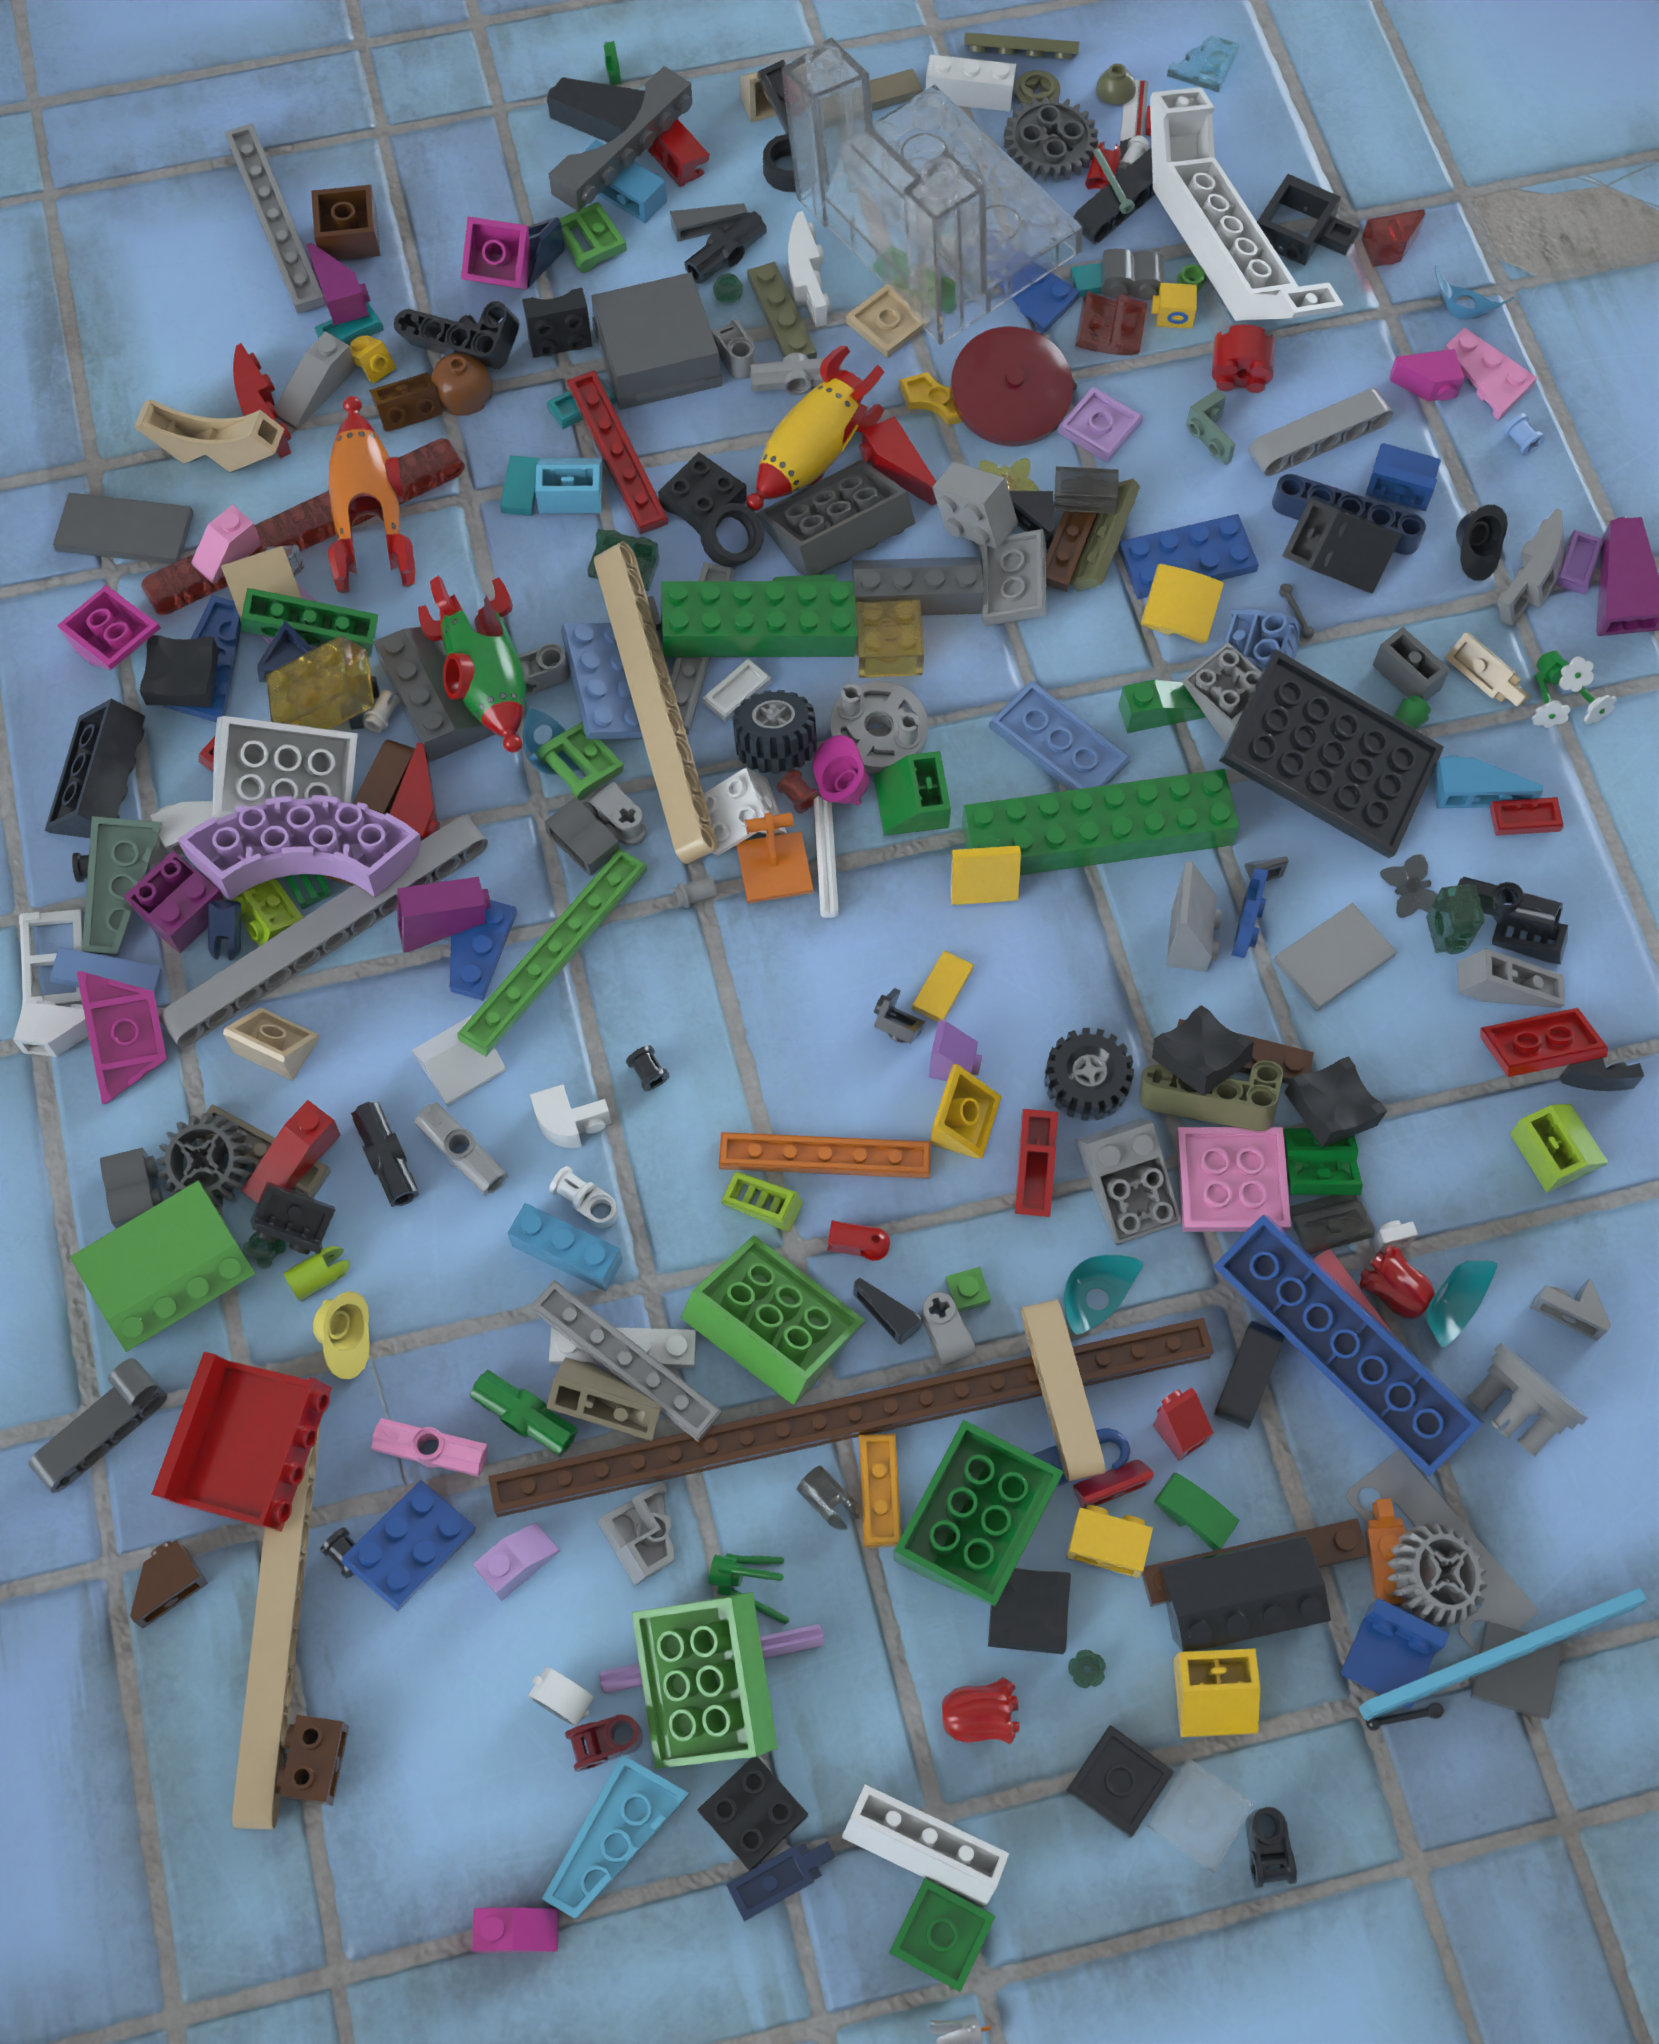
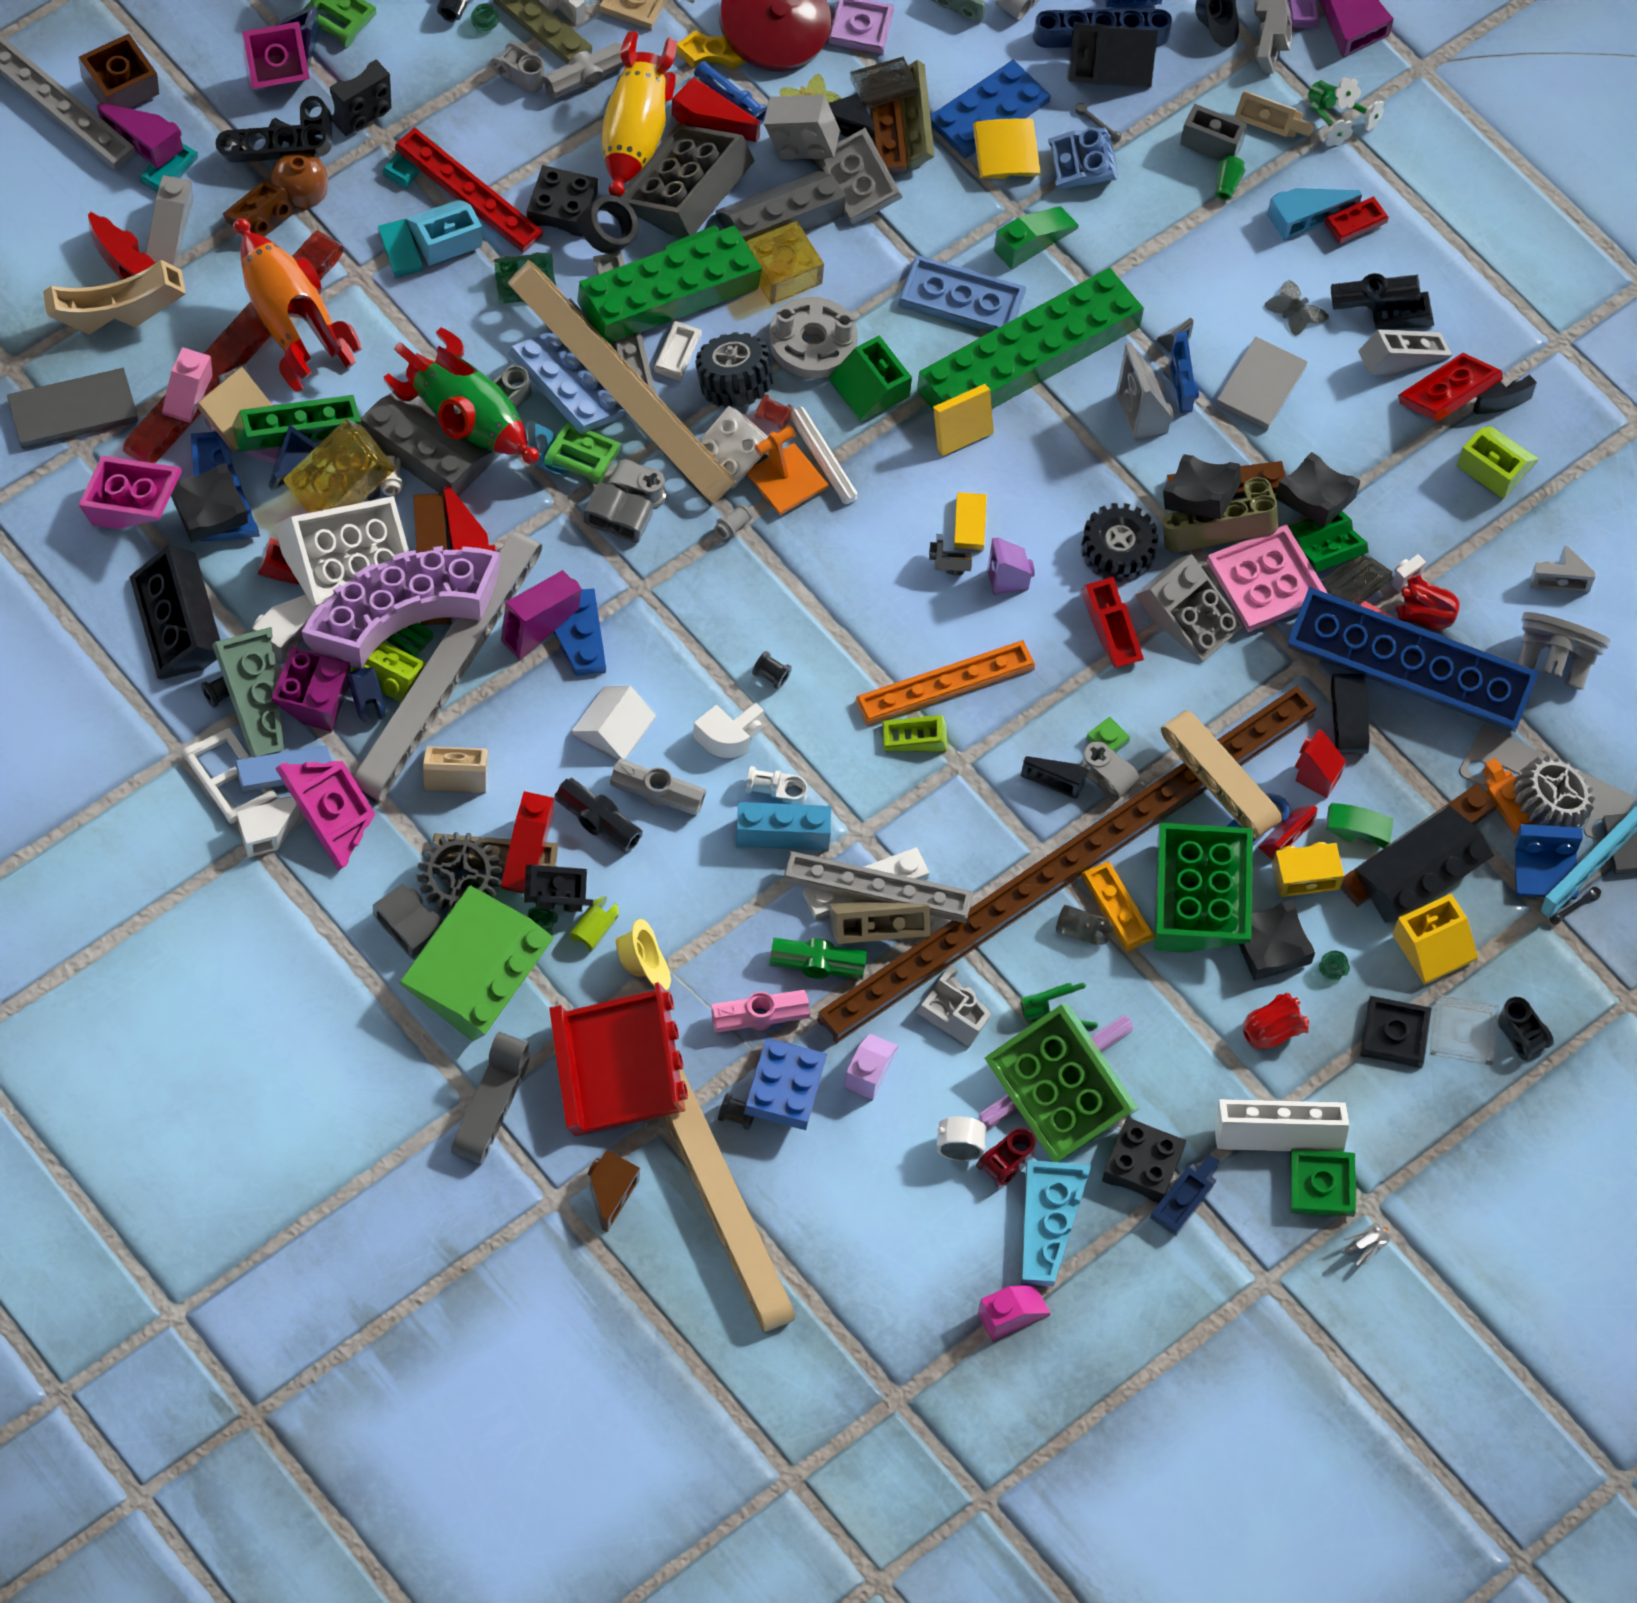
camera: 30 degrees left, 5 degrees down
(318, 1760) = (800, 1258): reddish brown brick -> none
(372, 357) = (208, 183): yellow bracket -> none
(551, 953) = (649, 609): bright green tile -> none
(655, 341) = (453, 83): dark grey container -> none
(771, 1319) = (971, 816): bright green slope -> none
(840, 771) = (802, 381): dark pink piece -> none
(858, 1240) = (1006, 733): red piece -> none
(933, 456) = (740, 98): none -> blue pin
(965, 1114) = (1038, 609): yellow slope -> none
(1106, 1272) = (1209, 683): teal piece -> none
(1223, 688) = (1092, 210): light grey slope -> none
(1332, 753) = (1187, 224): black plate -> none
(1455, 918) = (1342, 317): clear green brick -> none
(1464, 1295) = (1478, 595): teal piece -> none

